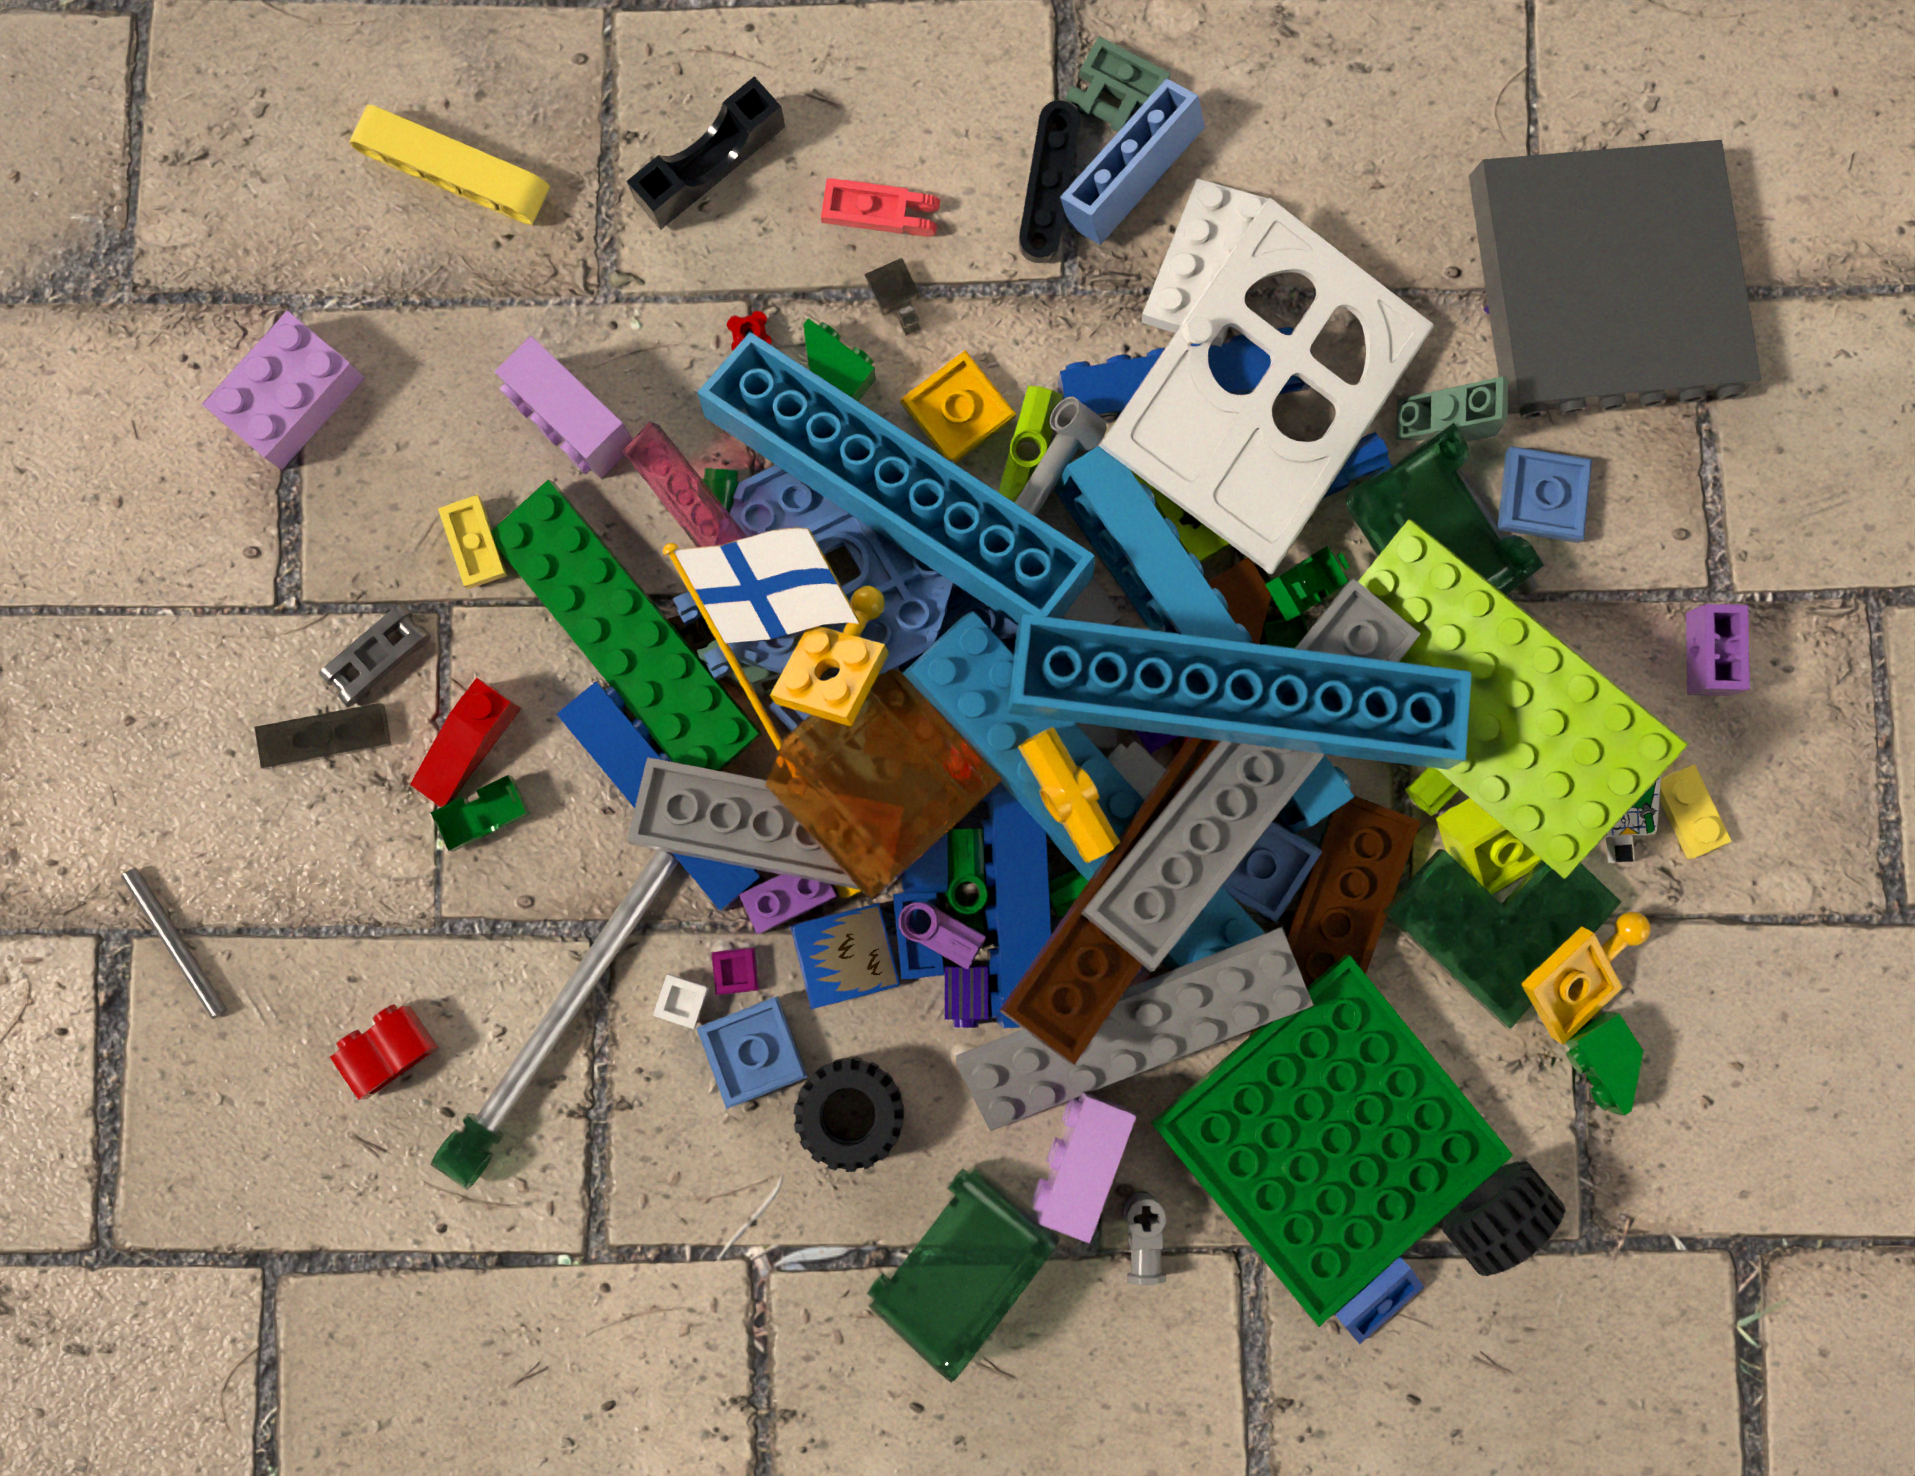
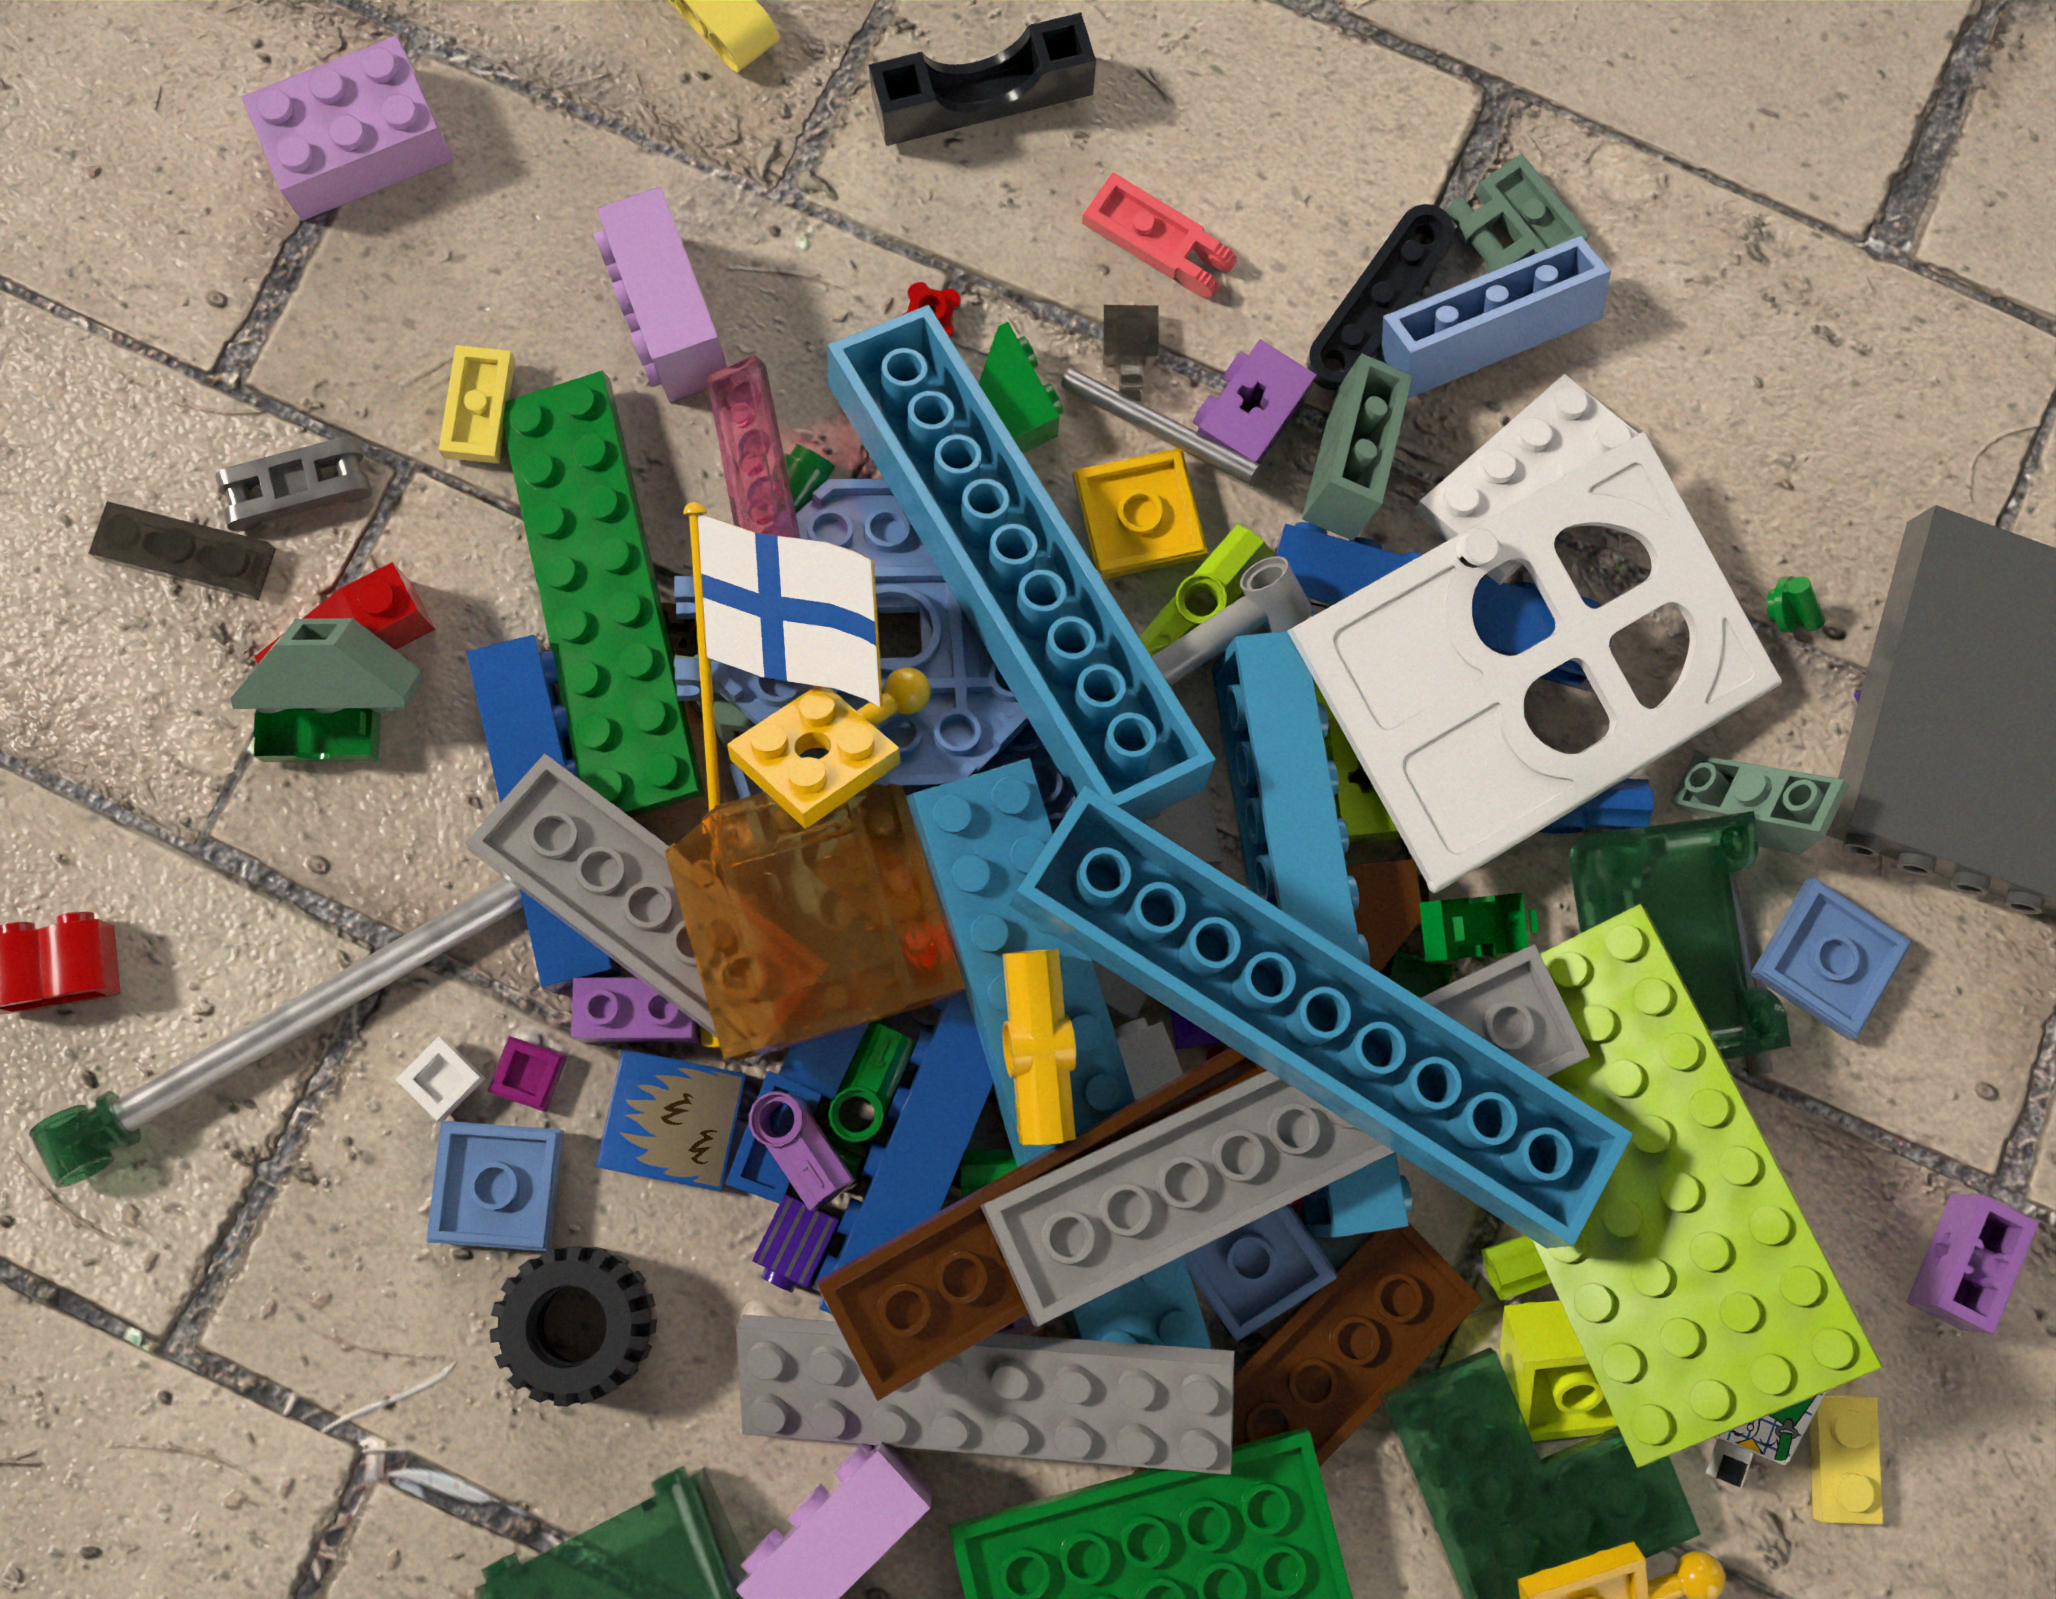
camera: 25 degrees right, 5 degrees down
(471, 769) = (329, 669): none -> sand green slope
(944, 341) = (1161, 426): none -> flat silver bar
(1005, 277) = (1268, 381): none -> medium lavender brick
(1084, 296) = (1357, 447): none -> sand green brick
(1419, 268) = (1794, 605): none -> green plate

